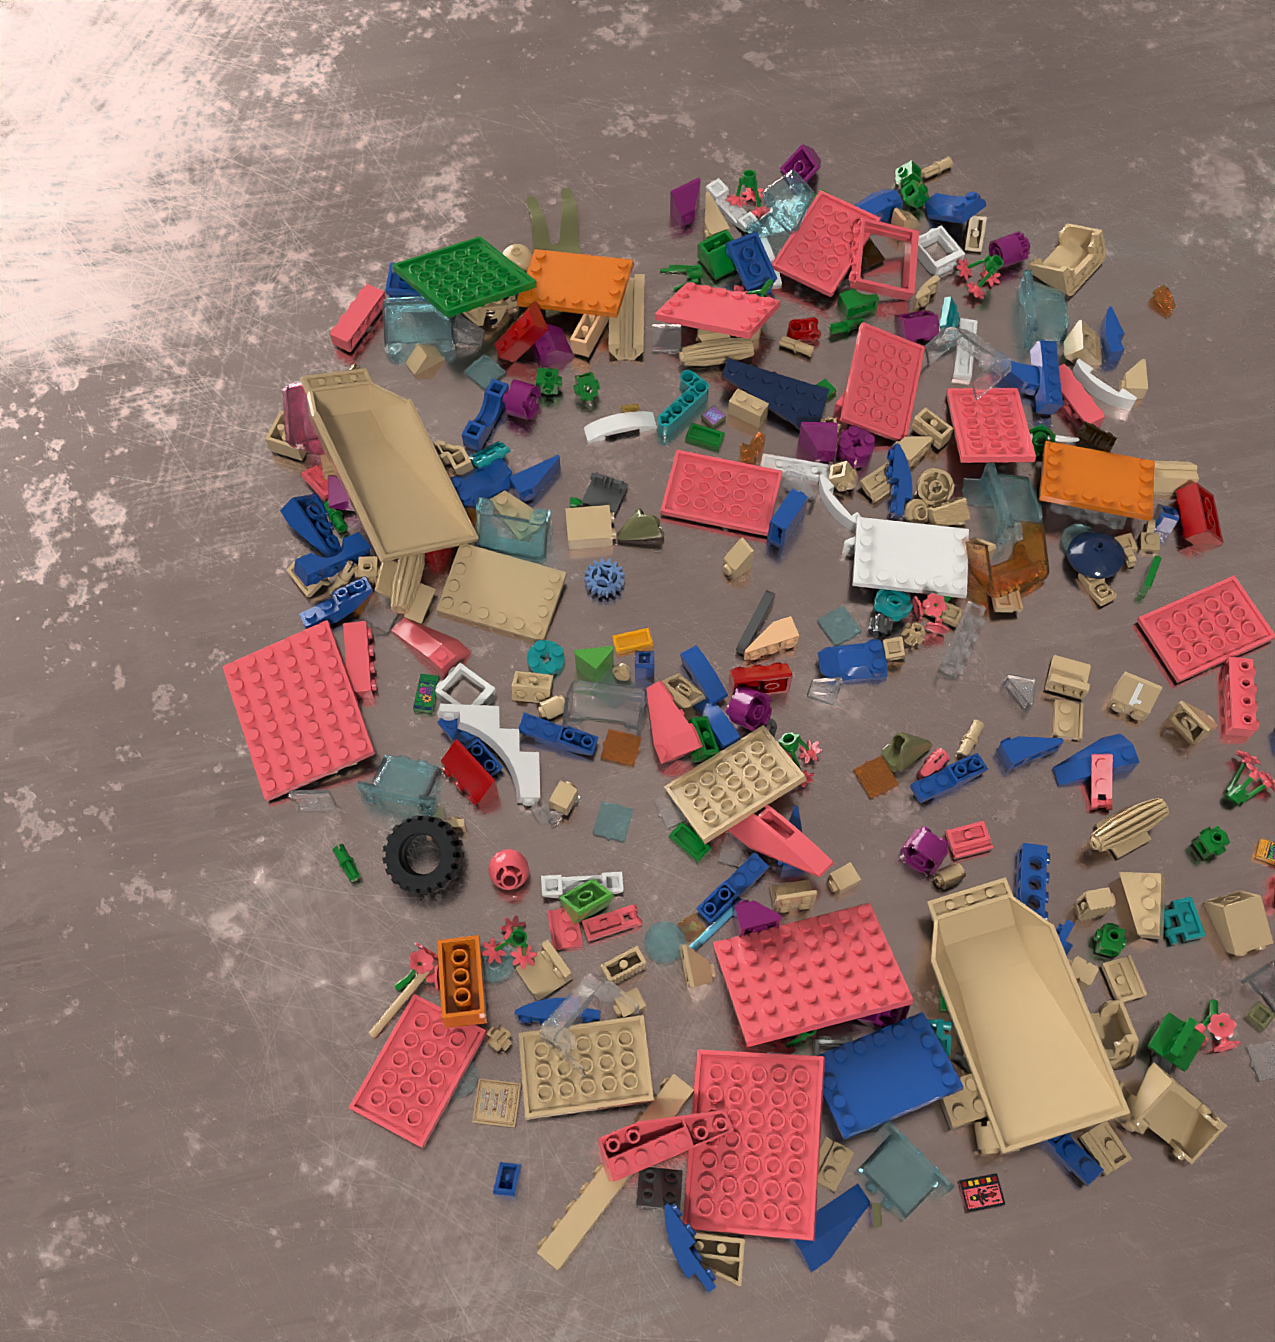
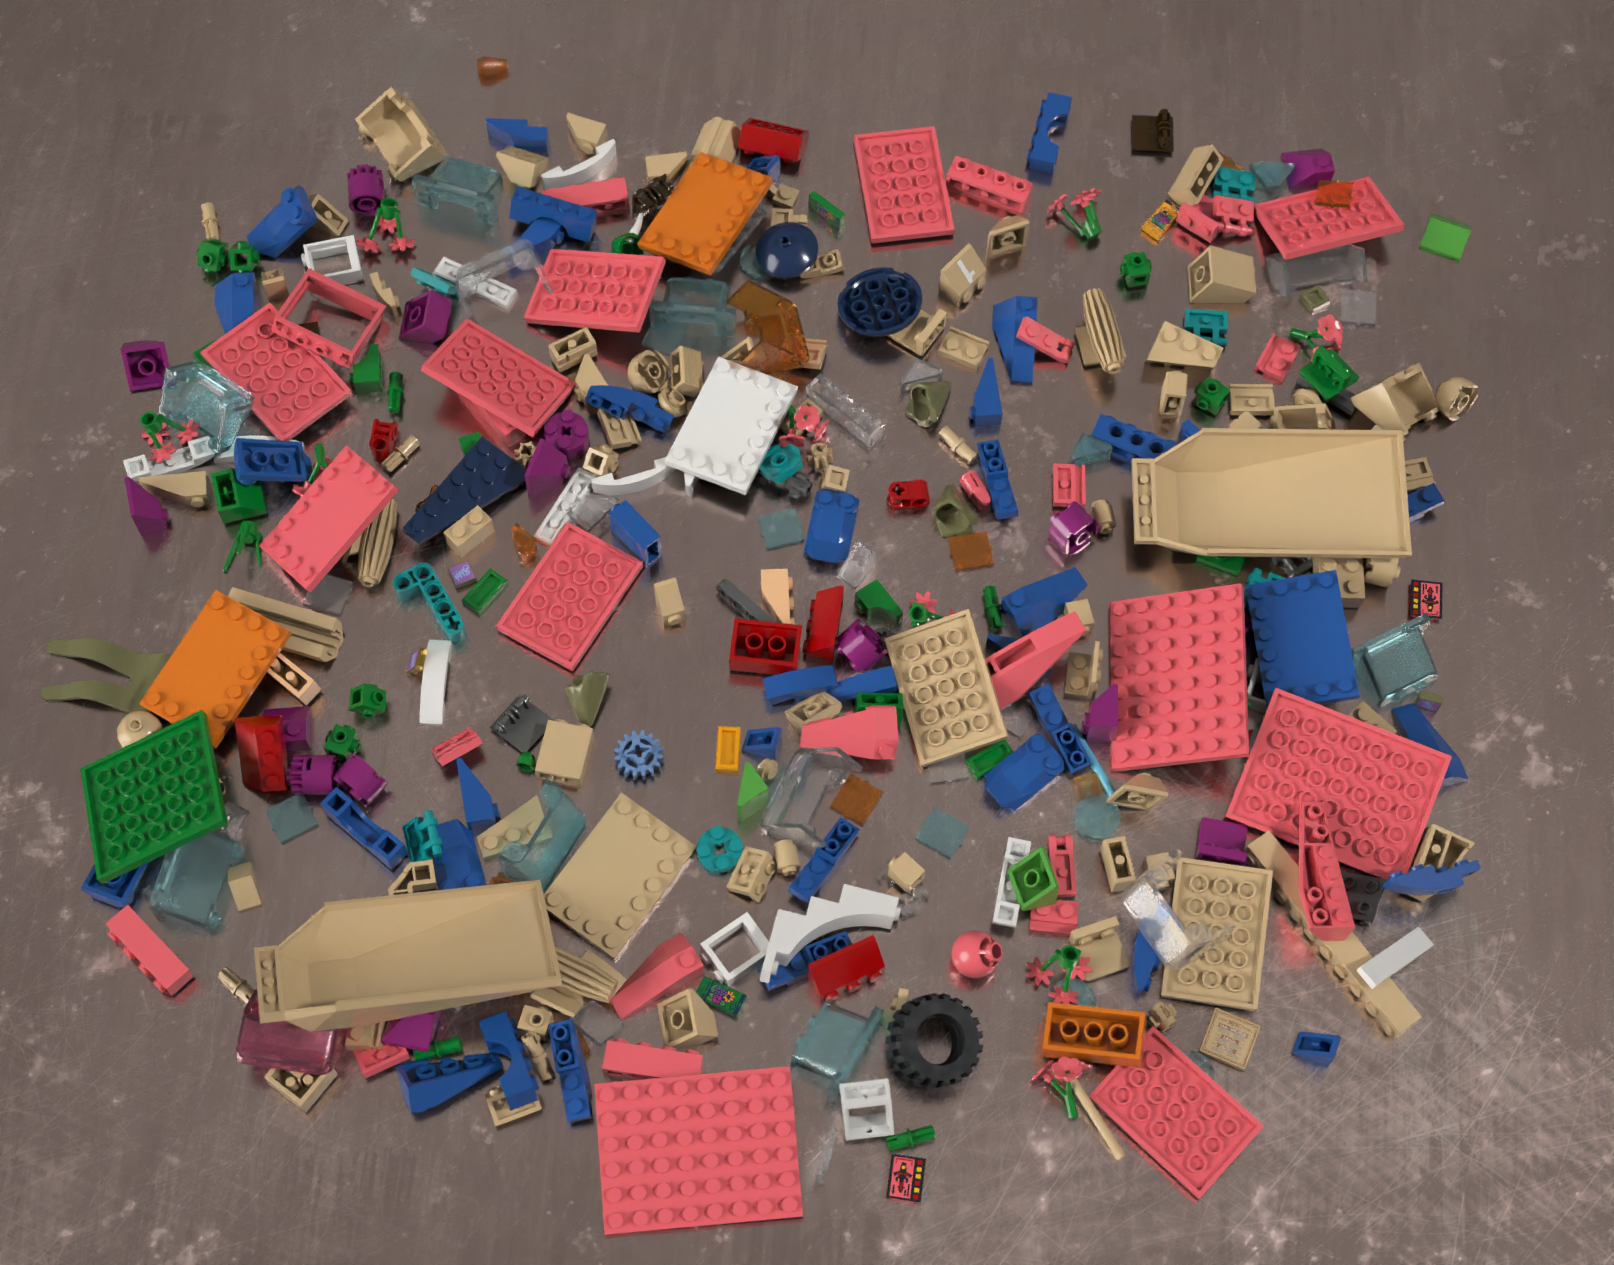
camera: 75 degrees left, 0 degrees up
(314, 868) = (906, 1178): none -> piece
(354, 816) = (866, 1095): none -> white window
(398, 674) = (686, 1020): none -> tan slope
(517, 366) = (312, 774): none -> magenta gear
(570, 453) = (456, 746): none -> coral plate
(607, 1233) = (1395, 957): none -> white tile
(673, 1053) = (1221, 842): none -> magenta bracket
(683, 869) = (1024, 772): none -> blue slope
(724, 639) = (764, 647): none -> red slope
(798, 712) = (876, 601): none -> green arch
(827, 807) = (992, 608): none -> green axle
(847, 844) = (1041, 601): none -> blue wedge
(908, 715) = (909, 493): none -> red piece
(1003, 704) = (927, 401): none -> olive hat
(1008, 846) = (1089, 451): none -> clear light blue slope
(1077, 637) = (877, 287): none -> dark blue brick
(1130, 443) = (668, 164): none -> tan slope
(1143, 1029) = (1305, 397): none -> tan plate
(1180, 995) = (1277, 357): none -> coral plate
(1210, 1174) = (1455, 396): none -> tan cylinder

